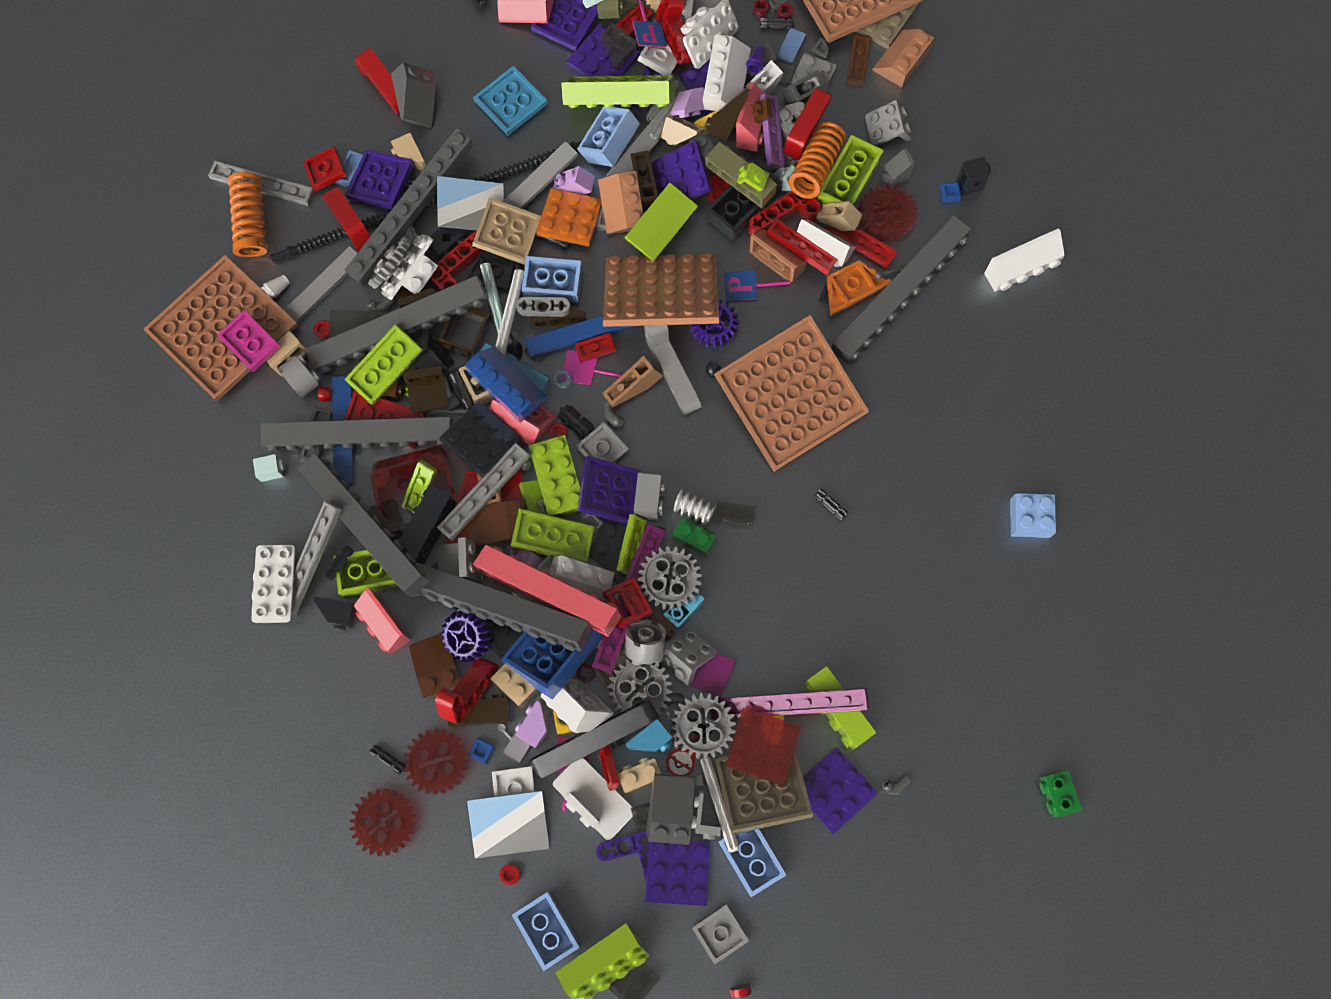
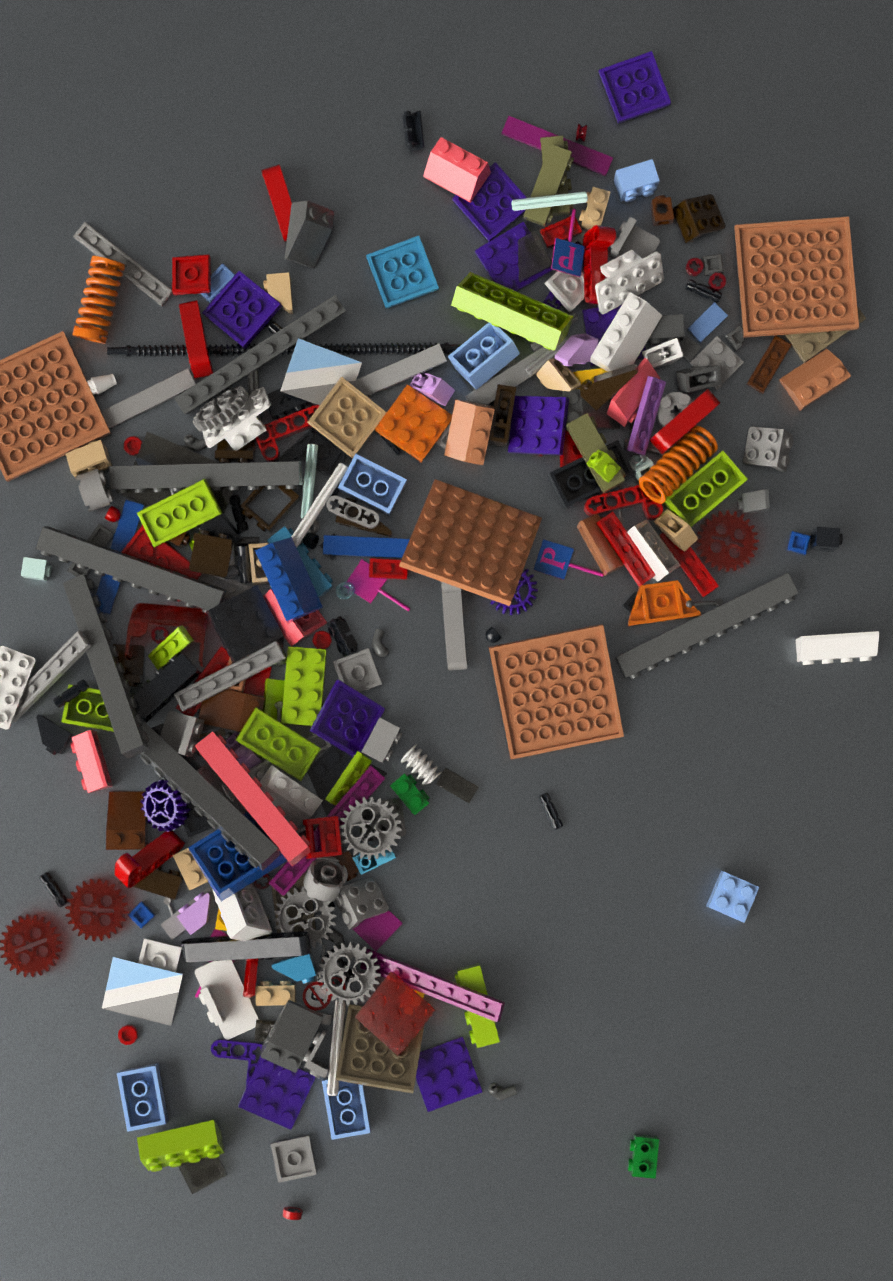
camera: 15 degrees right, 10 degrees up
(248, 341) = (57, 436): dark pink plate -> none
(632, 382) = (410, 619): medium nougat slope -> none
(661, 222) = (499, 469): lime tile -> none
(756, 60) = (661, 333): dark purple cone -> none
(762, 110) = (643, 394): reddish brown tile -> none

